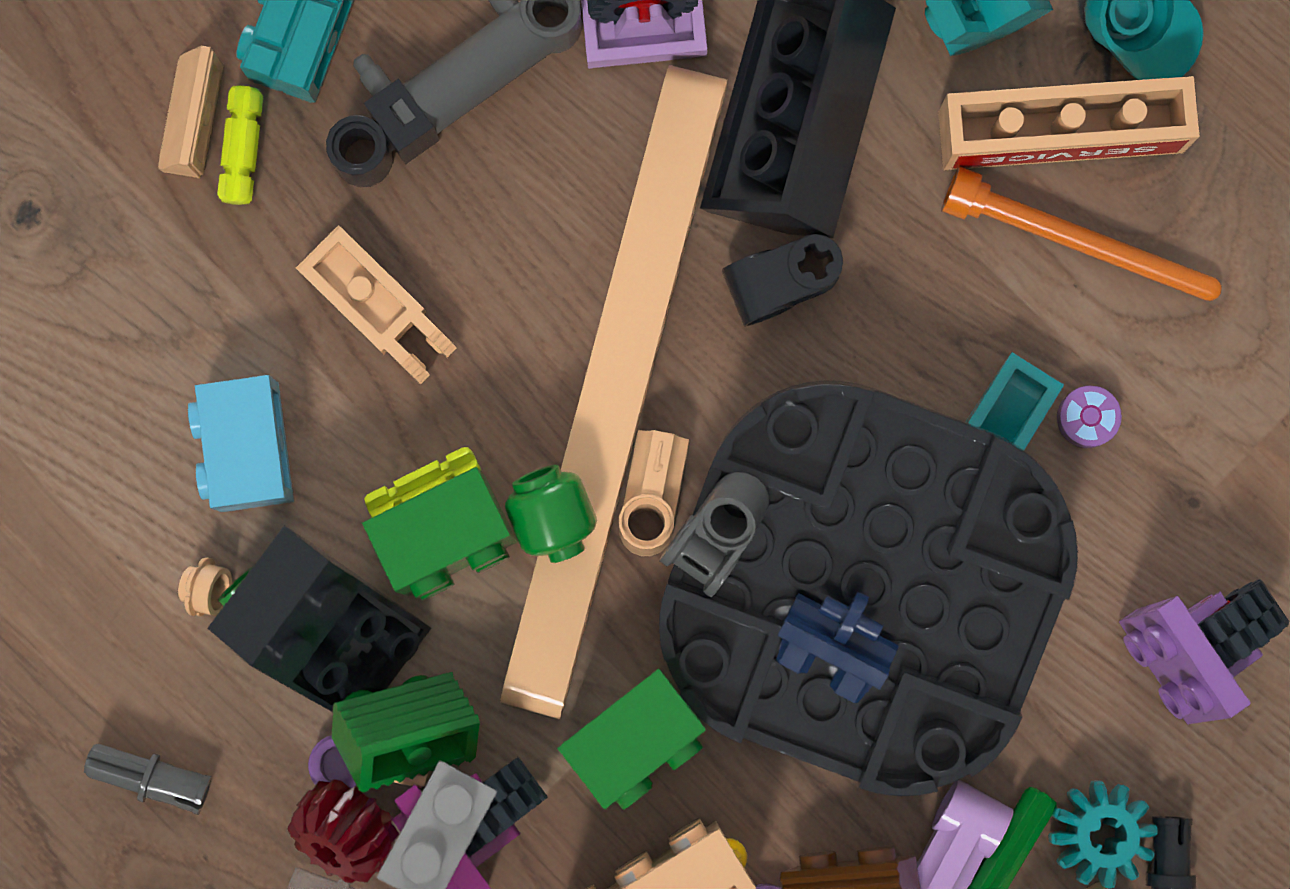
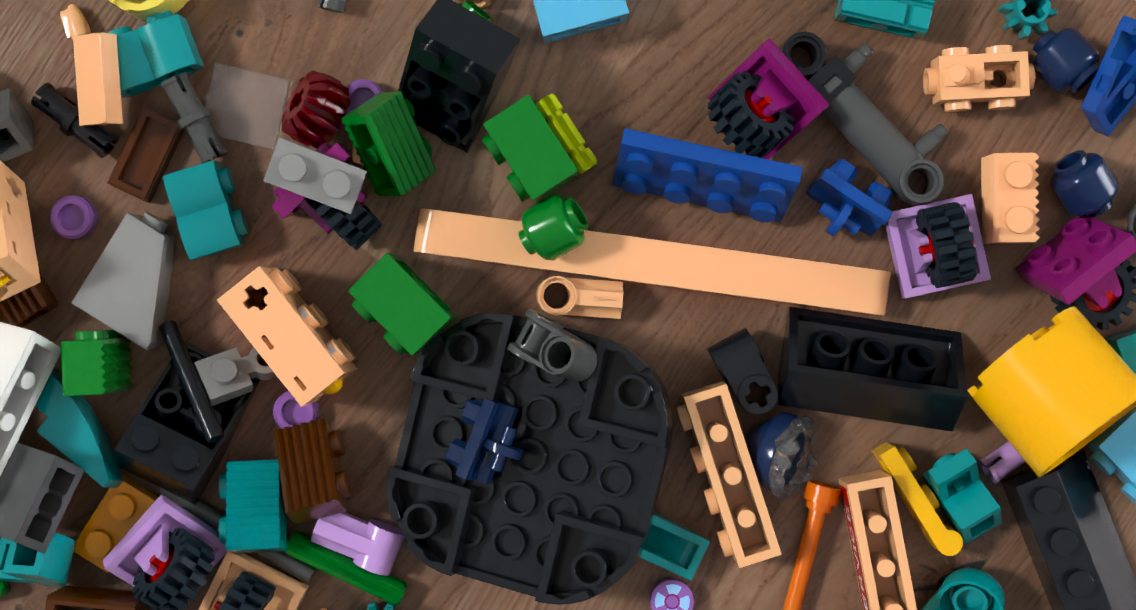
camera: 85 degrees right, 5 degrees up
(371, 299) = (695, 78): light nougat hinge -> none
(416, 205) = (764, 103): none -> plate
(506, 298) = (705, 176): none -> blue plate
(569, 112) = (846, 204): none -> blue hips
(899, 240) = (782, 452): none -> clear hair
(921, 313) = (731, 475): none -> light nougat brick
(984, 64) = (918, 500): none -> yellow plate

